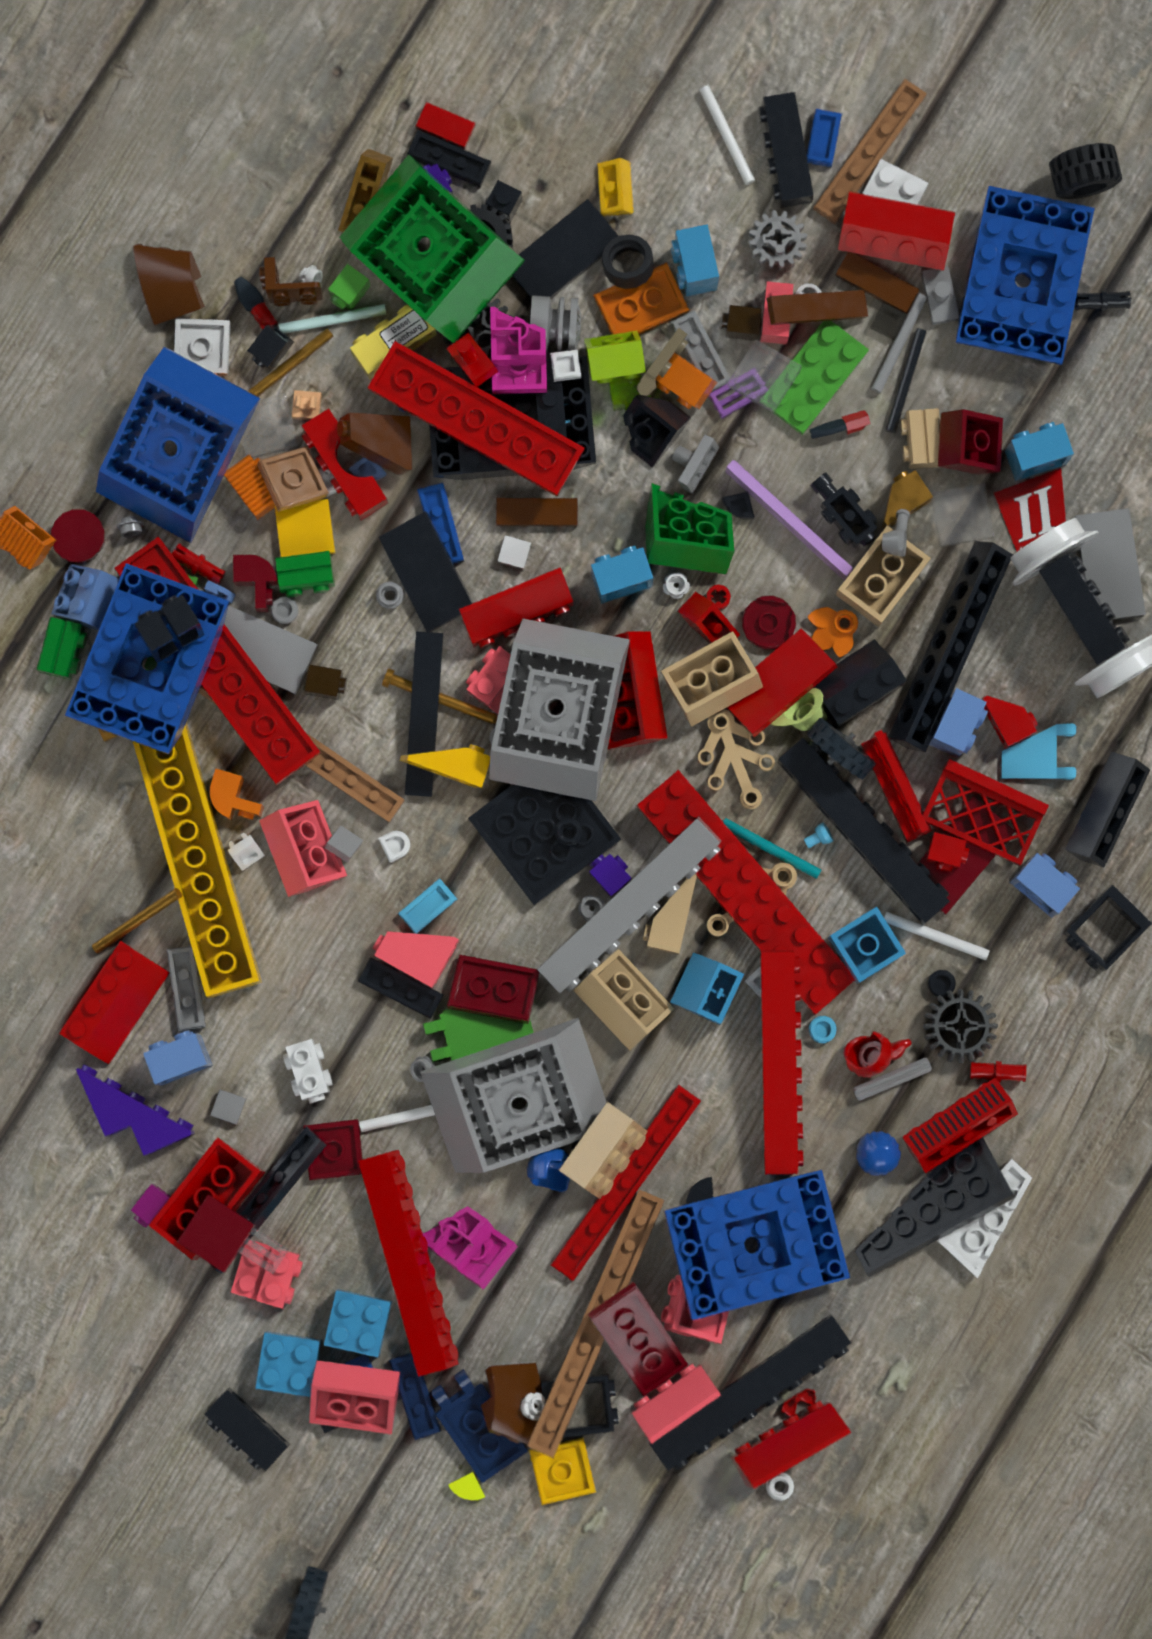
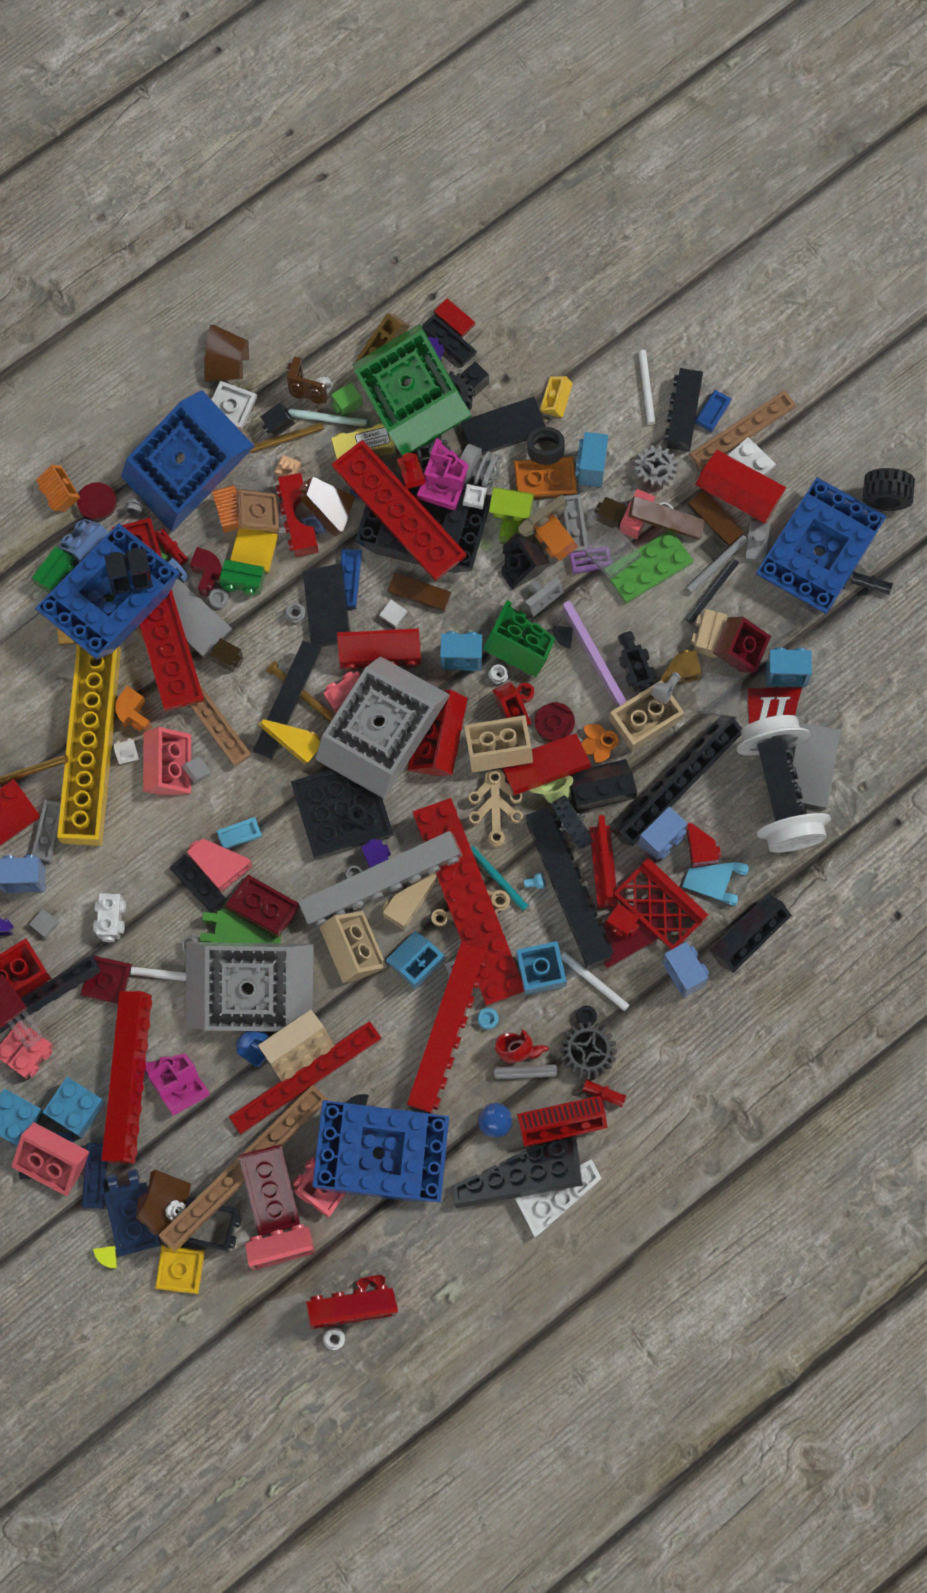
camera: 20 degrees right, 10 degrees down
(254, 302) = (278, 388): black piece -> none
(395, 845) = (233, 784): white tile -> none
(752, 1391) = (337, 1260): black brick -> none
(850, 423) = (662, 606): piece -> none
(1126, 909) = (739, 1009): black window -> none

